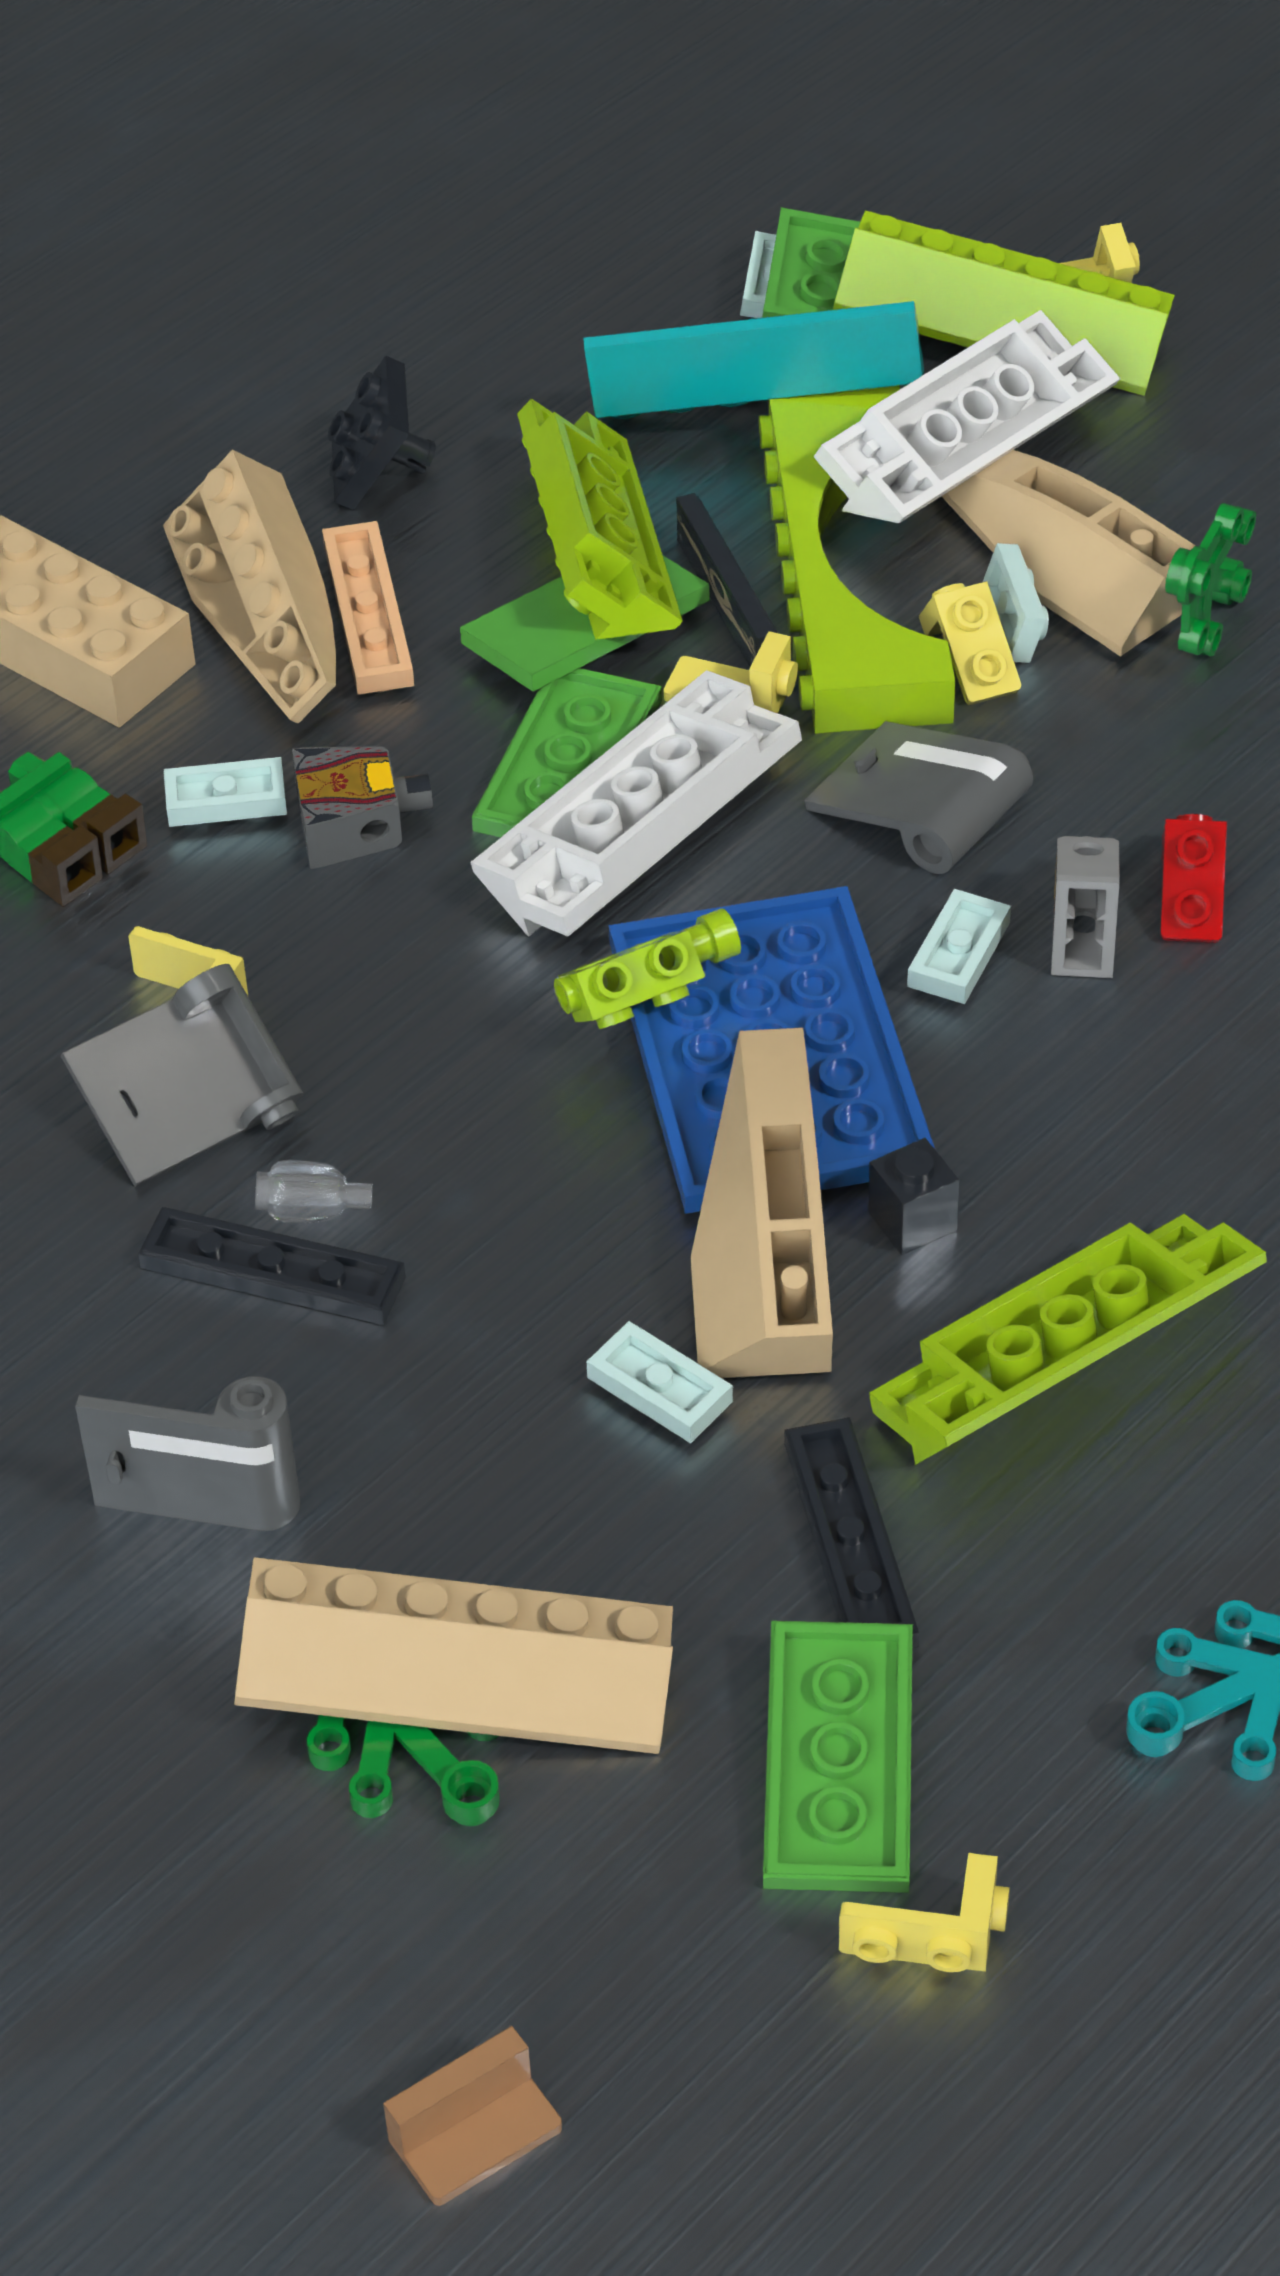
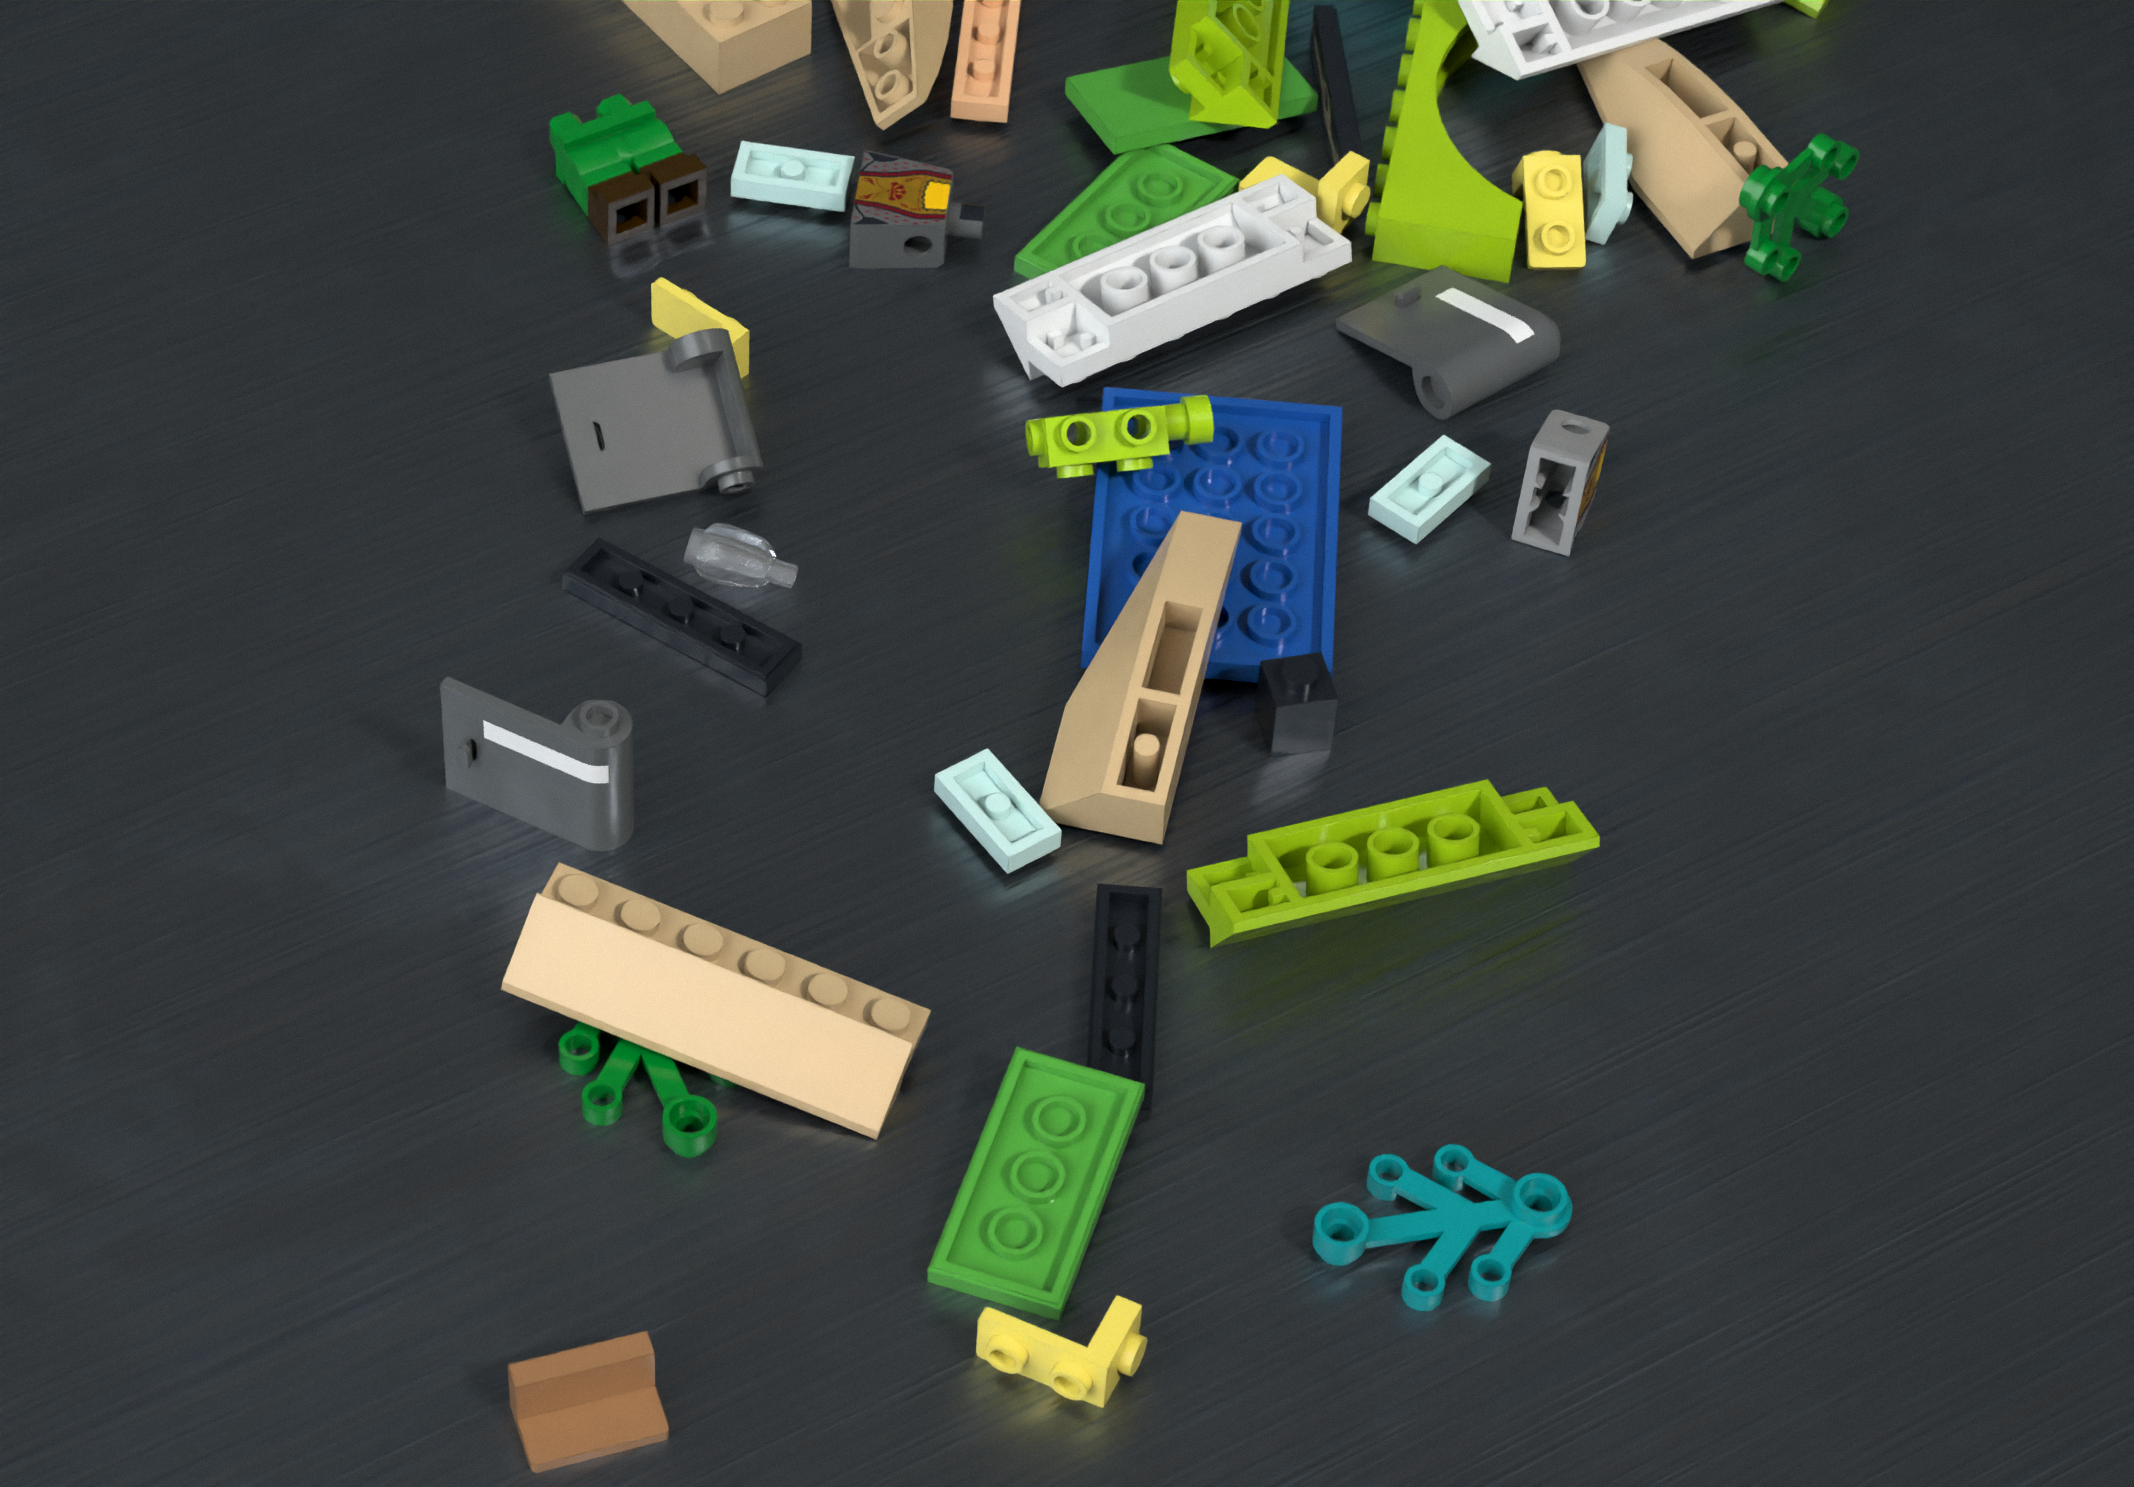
camera: 10 degrees right, 0 degrees up
(1193, 878) = (1677, 482): red bracket -> none

